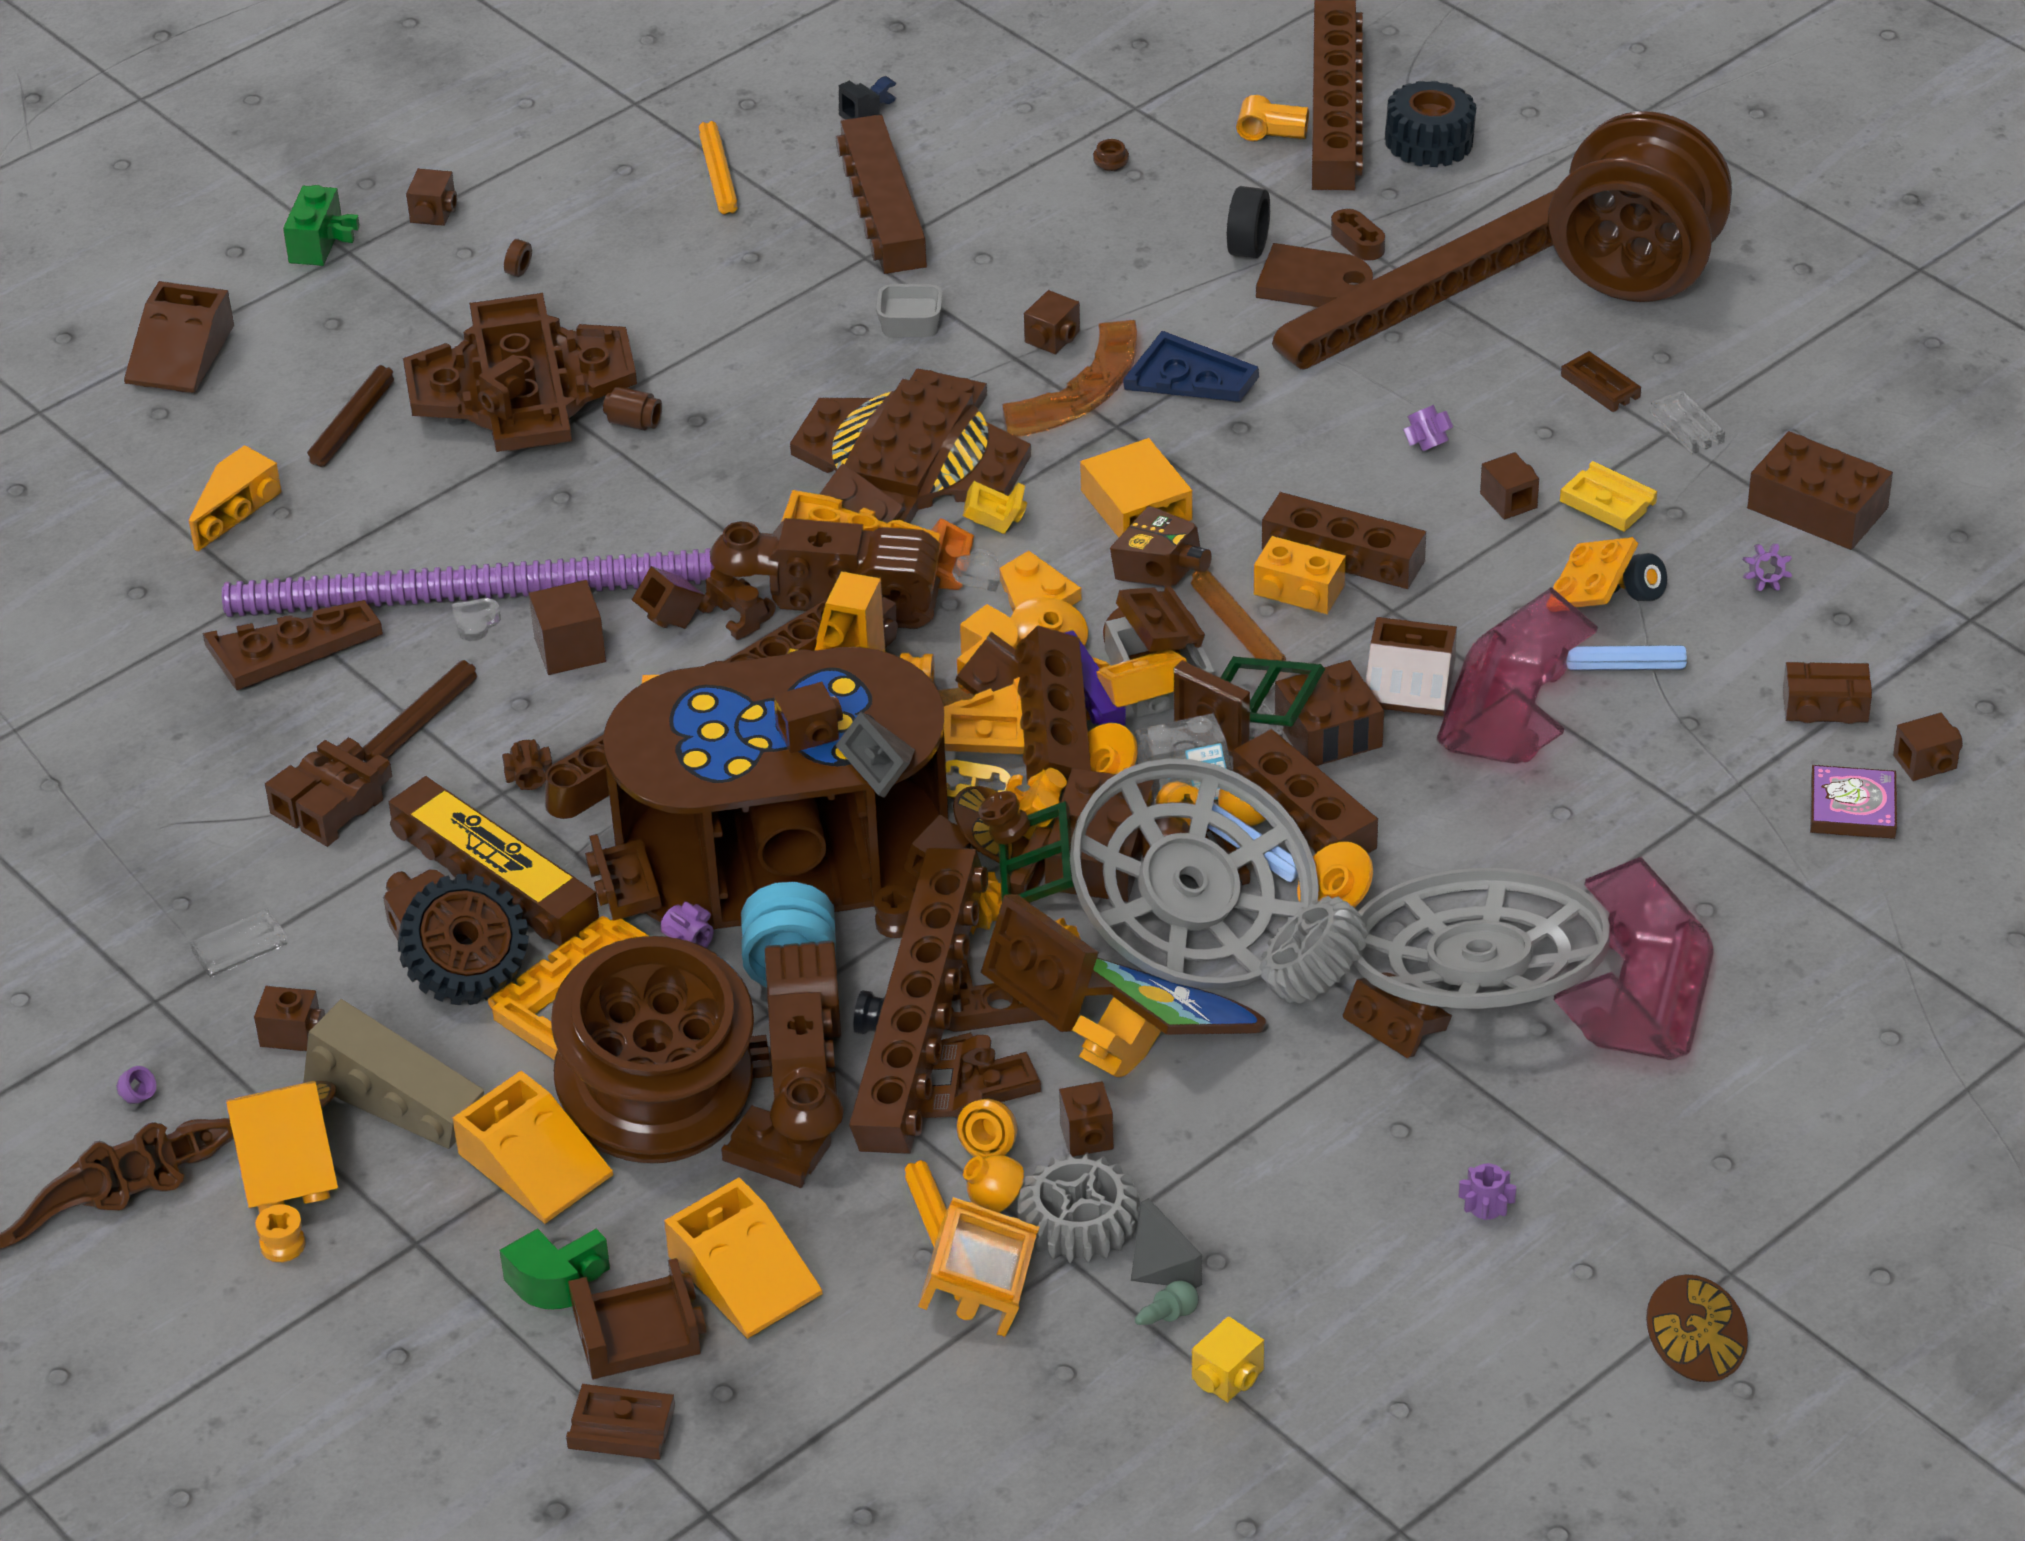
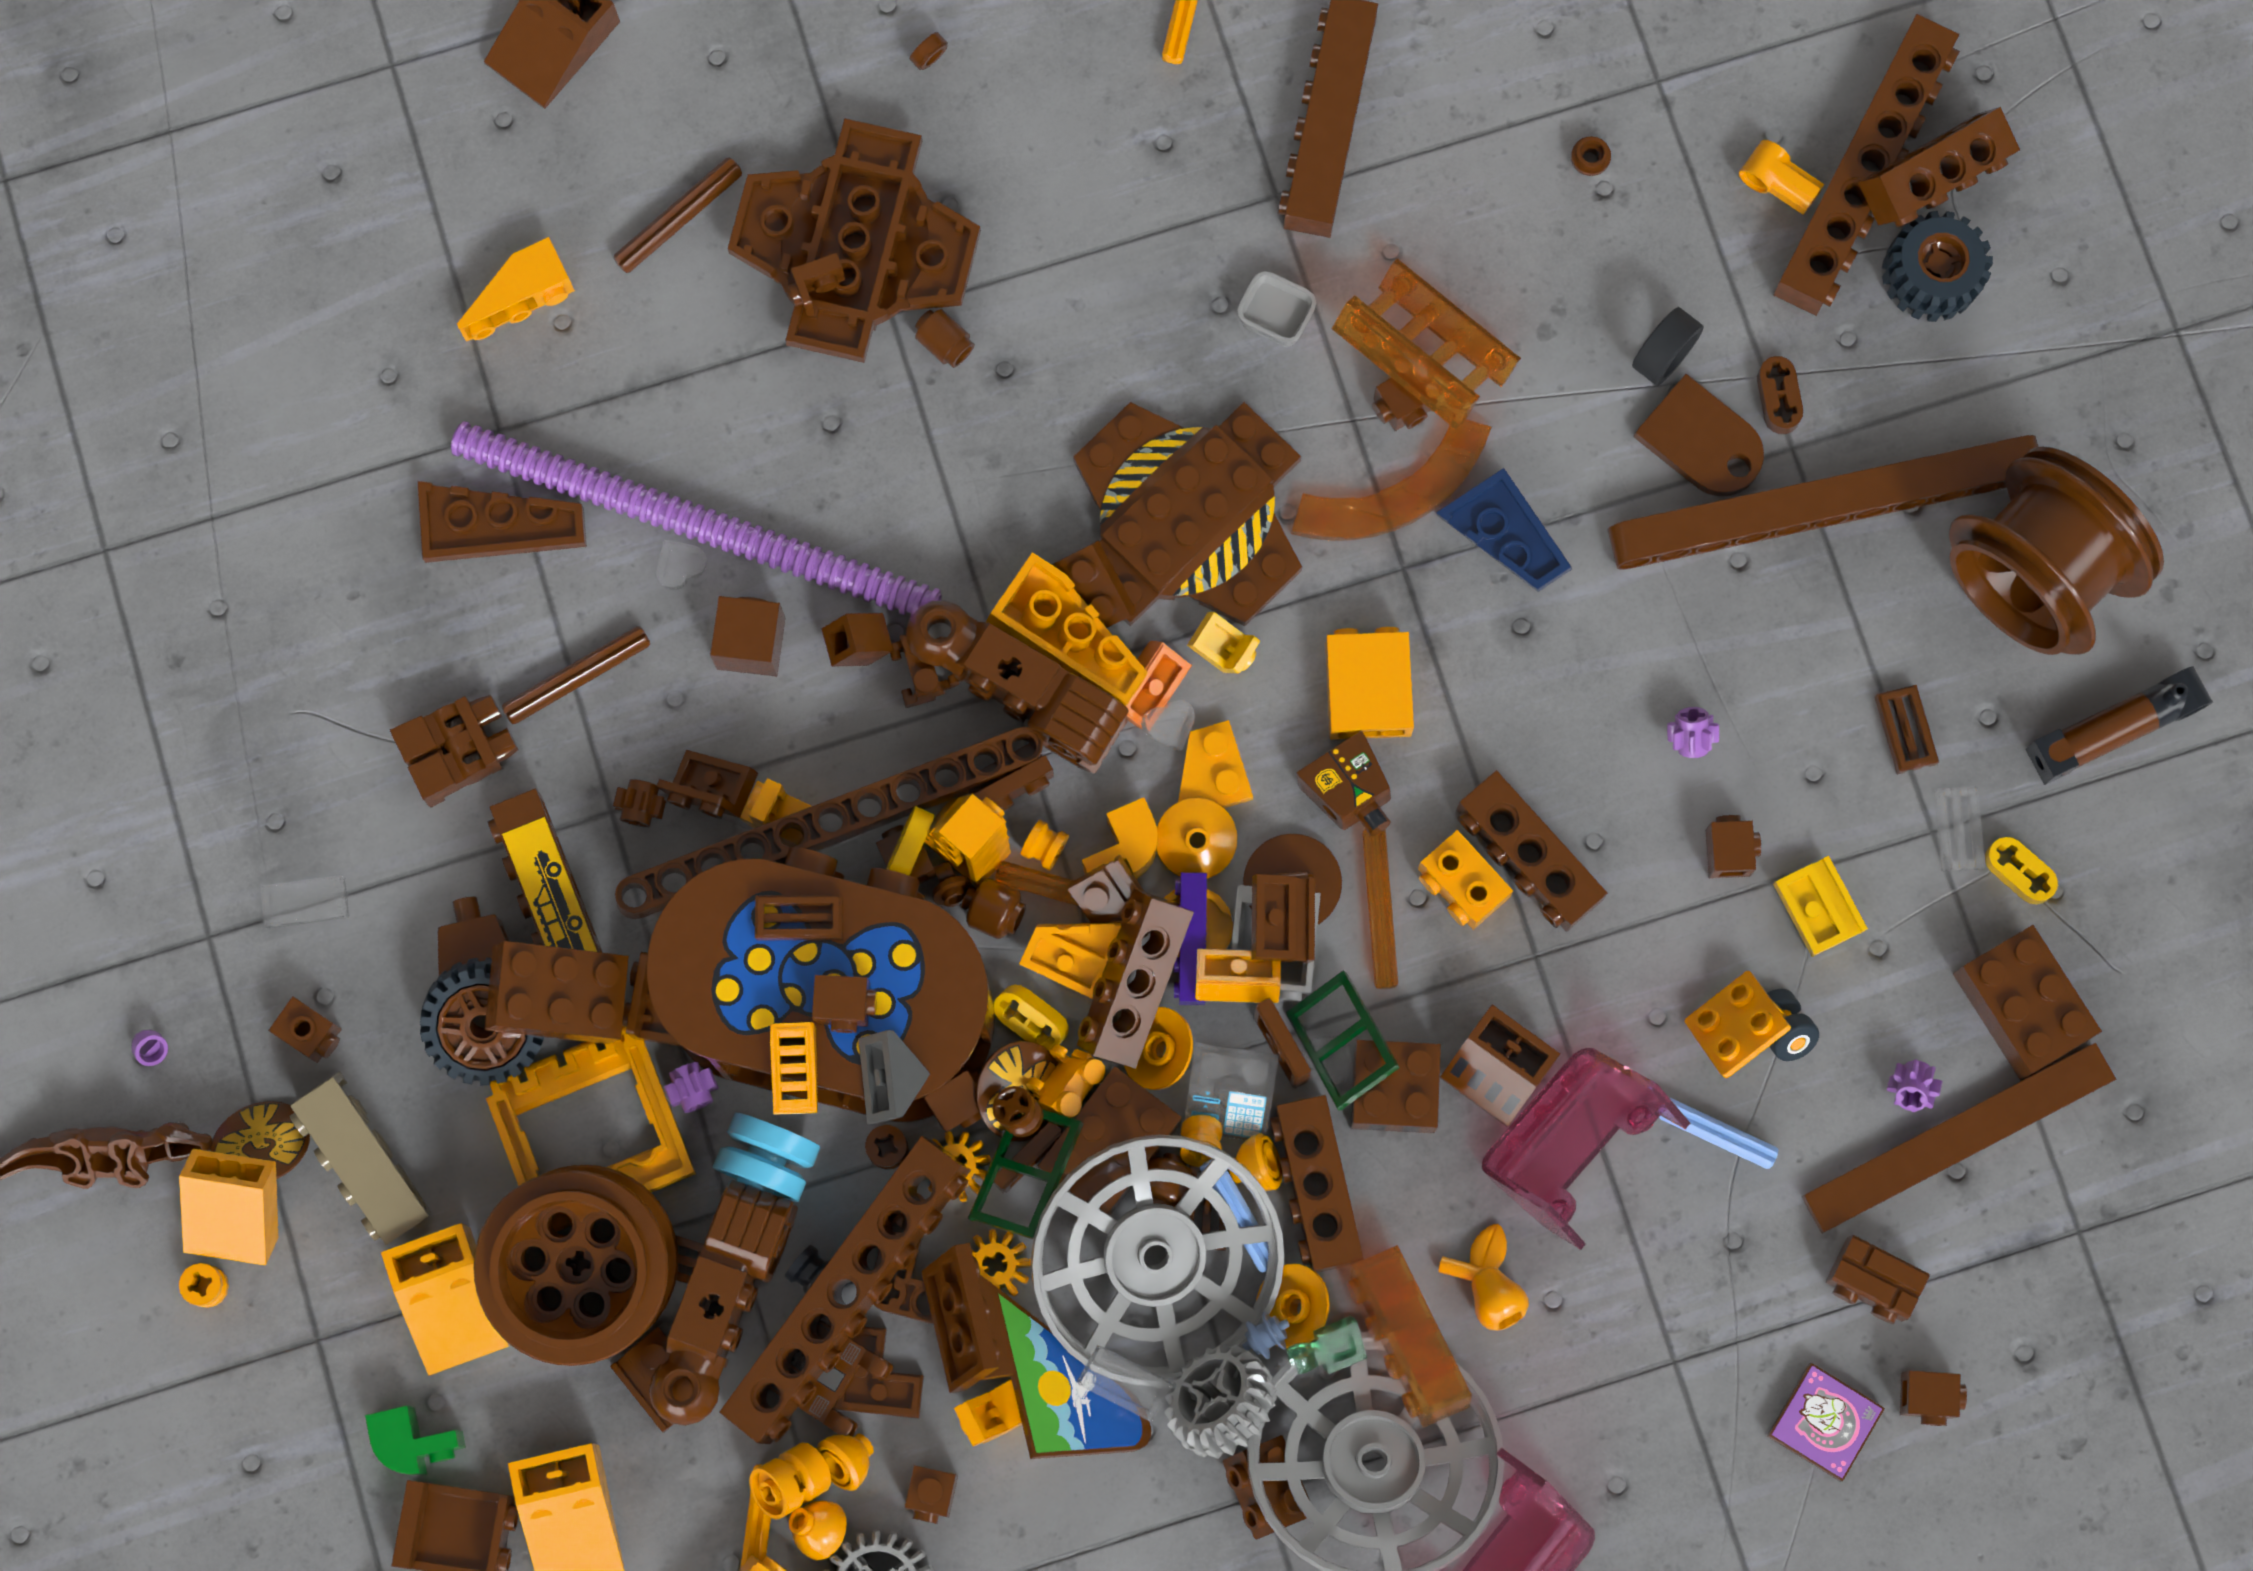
camera: 25 degrees right, 35 degrees up
(527, 866) = (556, 992): none -> reddish brown brick
(579, 726) = (711, 784): none -> reddish brown bracket
(733, 688) = (761, 918): none -> reddish brown tile
(783, 751) = (794, 1030): none -> light orange slope
(944, 1148) = (790, 1480): none -> light orange wheel
(1048, 276) = (1409, 364): none -> clear orange fence
(1218, 978) = (1124, 1383): none -> clear tile
(1324, 887) = (1266, 1335): none -> sand blue wheel
(1390, 878) = (1335, 1348): none -> clear green plate
(1392, 63) = (1889, 188): none -> reddish brown brick
(1454, 852) = (1409, 1336): none -> clear orange brick
(1513, 814) = (1496, 1297): none -> light orange piece
(1731, 348) = (2118, 725): none -> piece
(1754, 426) = (2027, 863): none -> yellow beam
(1826, 596) = (1958, 1138): none -> reddish brown tile

